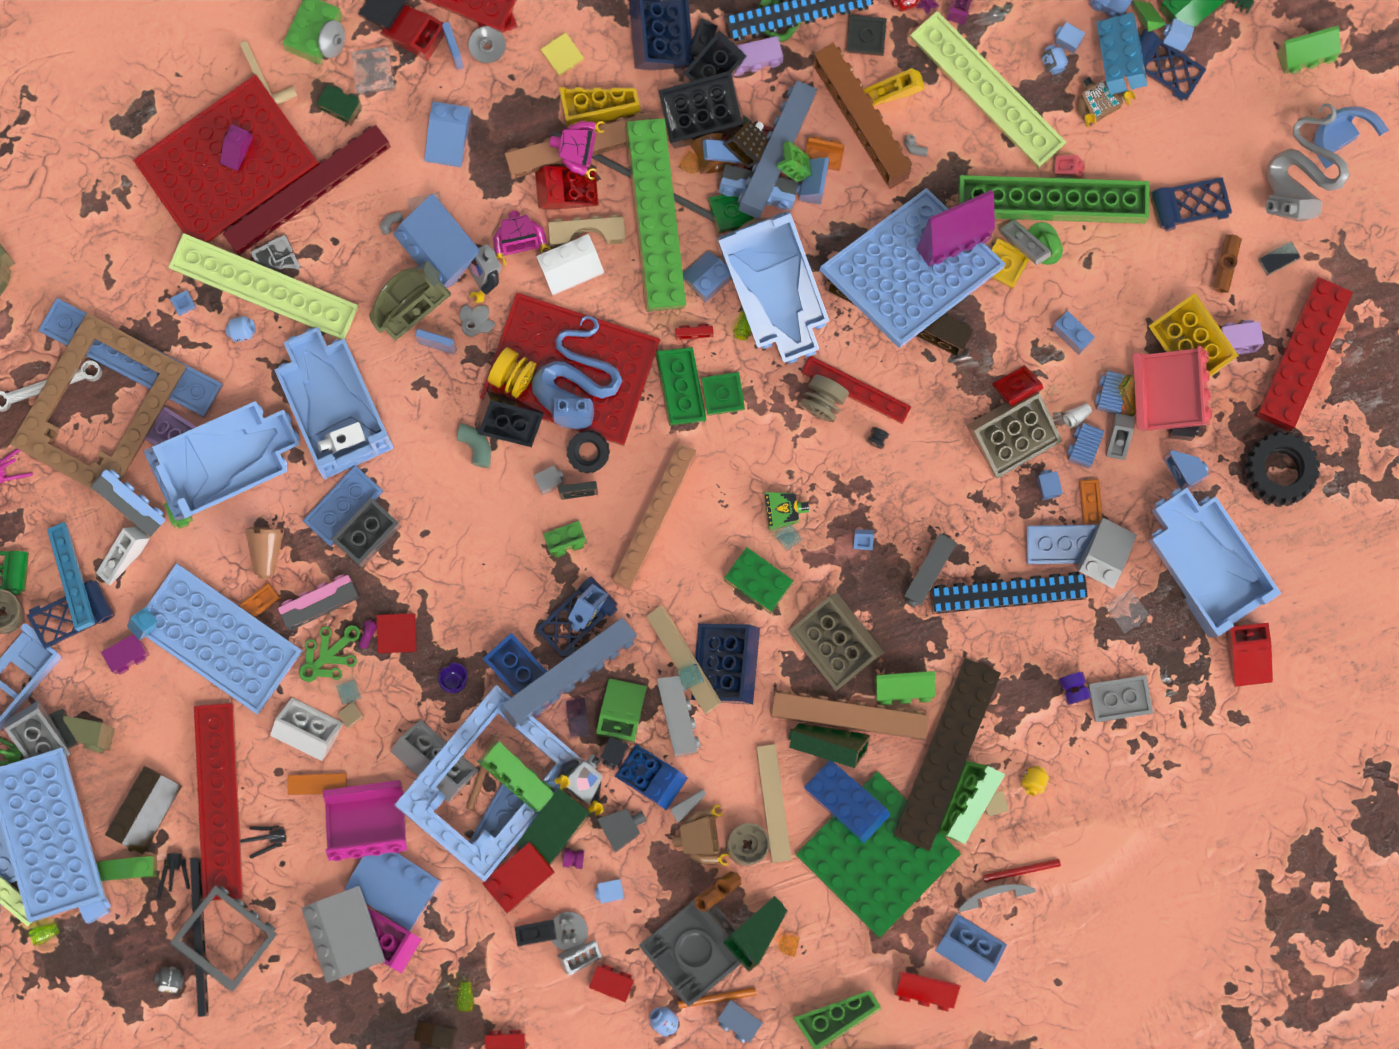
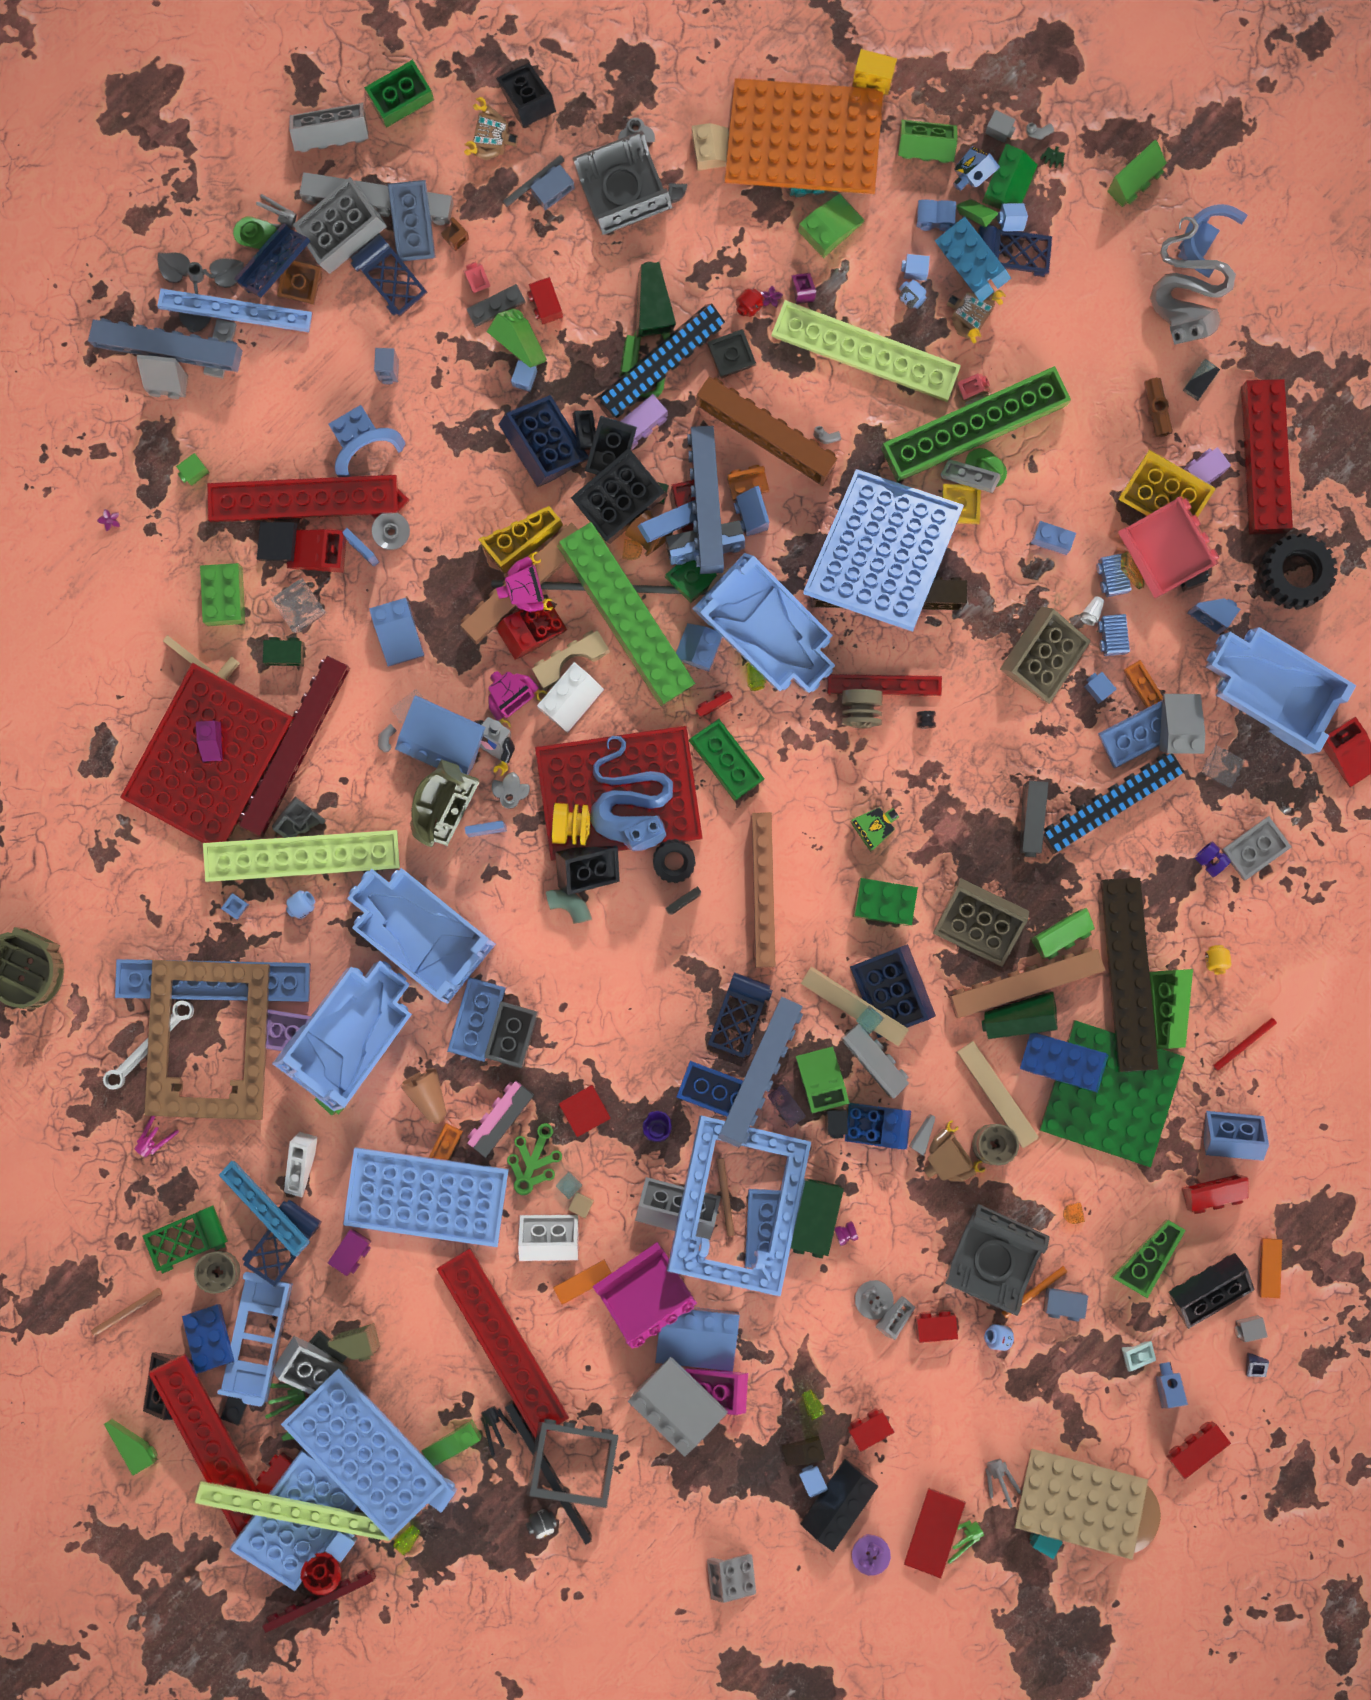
camera: 30 degrees left, 5 degrees up
(127, 502) = (281, 1115): piece -> none
(142, 623) = (352, 1219): dark azure brick -> none
(143, 810) = (439, 1384): dark brown slope -> none
(276, 835) = (571, 1346): black plant -> none
(331, 39) = (245, 595): light grey dish -> none
(346, 436) = (451, 957): white torso -> none
(370, 628) = (559, 1118): magenta arm -> none
(516, 776) = (761, 1189): bright green wedge -> none
(518, 878) = (808, 1276): red slope -> none
(535, 933) = (846, 1317): black plate -> none
(549, 479) = (651, 903): light grey brick -> none
(562, 54) = (463, 505): light yellow piece -> none
(564, 539) = (692, 949): bright green bracket -> none
(582, 781) = (820, 1162): torso -> none
(584, 612) = (745, 1009): medium blue torso -> none
(609, 891) = (893, 1246): light blue brick -> none
(621, 827) = (875, 1184): dark grey torso -> none
(717, 891) = (991, 1200): dark orange piece -> none
(723, 394) = (768, 747): green plate -> none
(747, 143) = (678, 508): dark brown torso -> none
(755, 935) = (1044, 1220): dark green slope -> none
(788, 537) = (892, 849): clear light blue plate -> none
(796, 162) = (731, 504): bright green bracket -> none
(863, 539) = (959, 818): medium blue plate -> none
(896, 87) = (783, 389): yellow slope -> none
(958, 229) = (909, 496): magenta slope -> none
(997, 804) = (1197, 996): tan sticker -> none
(1018, 385) = (1028, 610): red tile -> none
(1019, 890) = (1215, 1095): light grey slope -> none
(1120, 436) = (1141, 611): light grey slope -> none
(1167, 204) = (1082, 384): dark blue piece -> none

